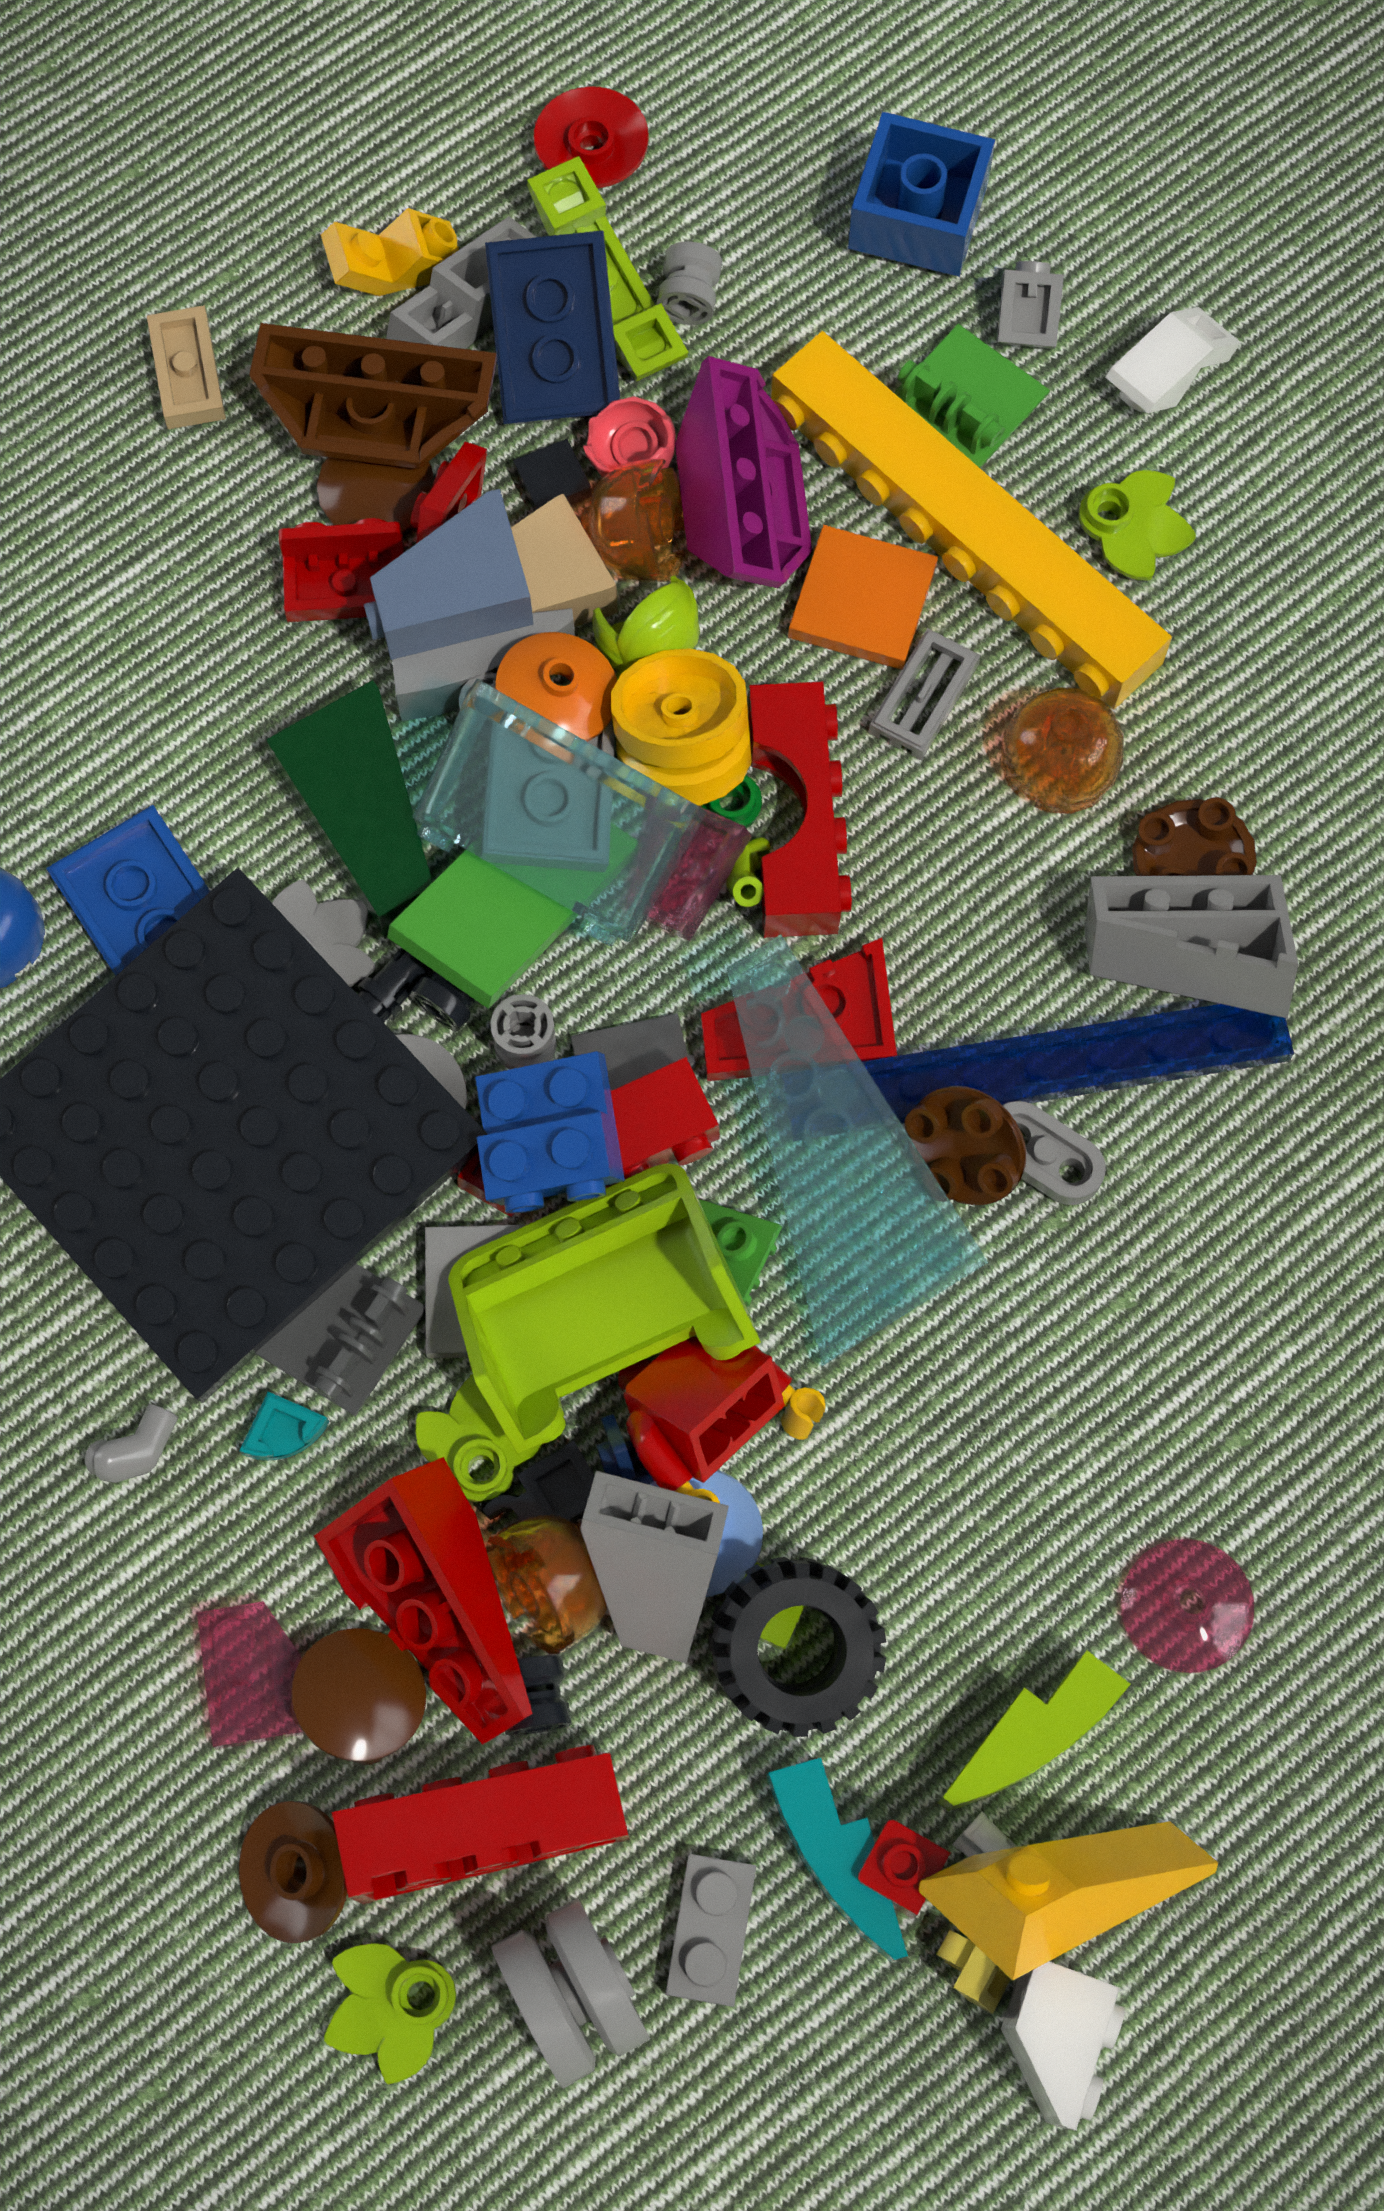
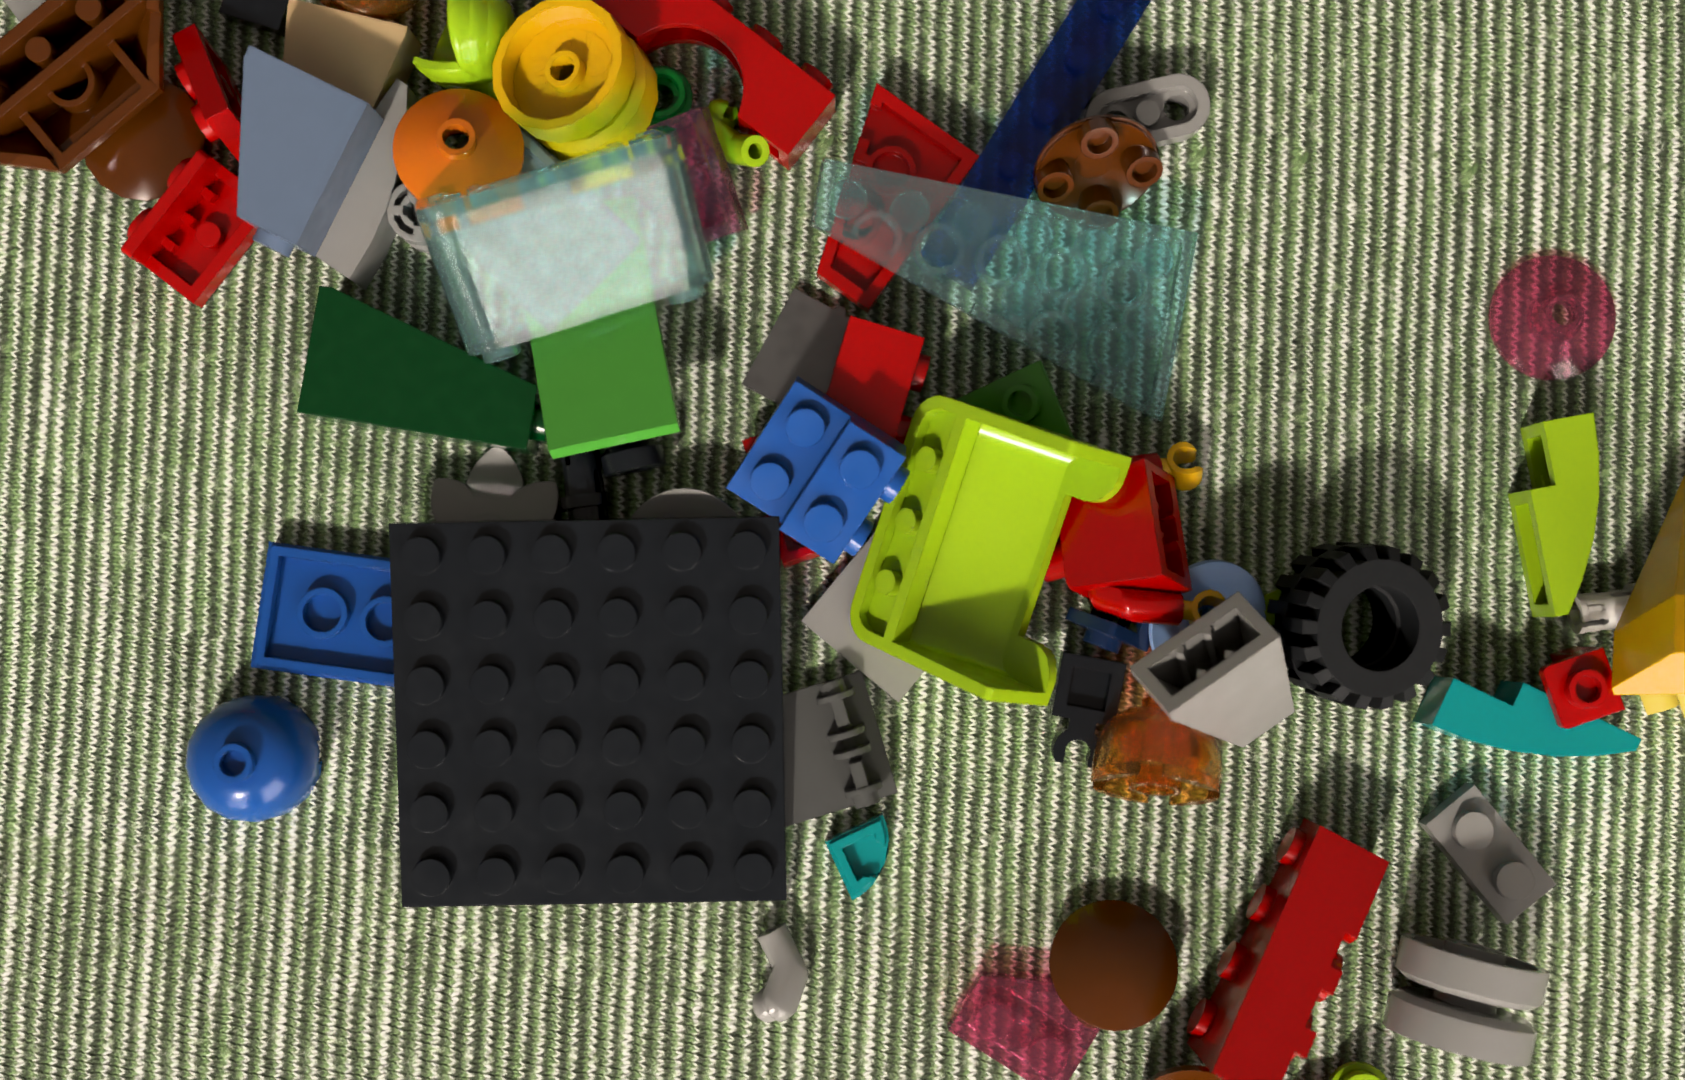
camera: 50 degrees left, 15 degrees up
(426, 1573) = (1064, 839): red wedge -> none
(467, 1436) = (983, 728): lime plate -> none
(527, 1043) = (715, 429): light grey wheel -> none
(548, 1707) = (1222, 840): black wheel -> none

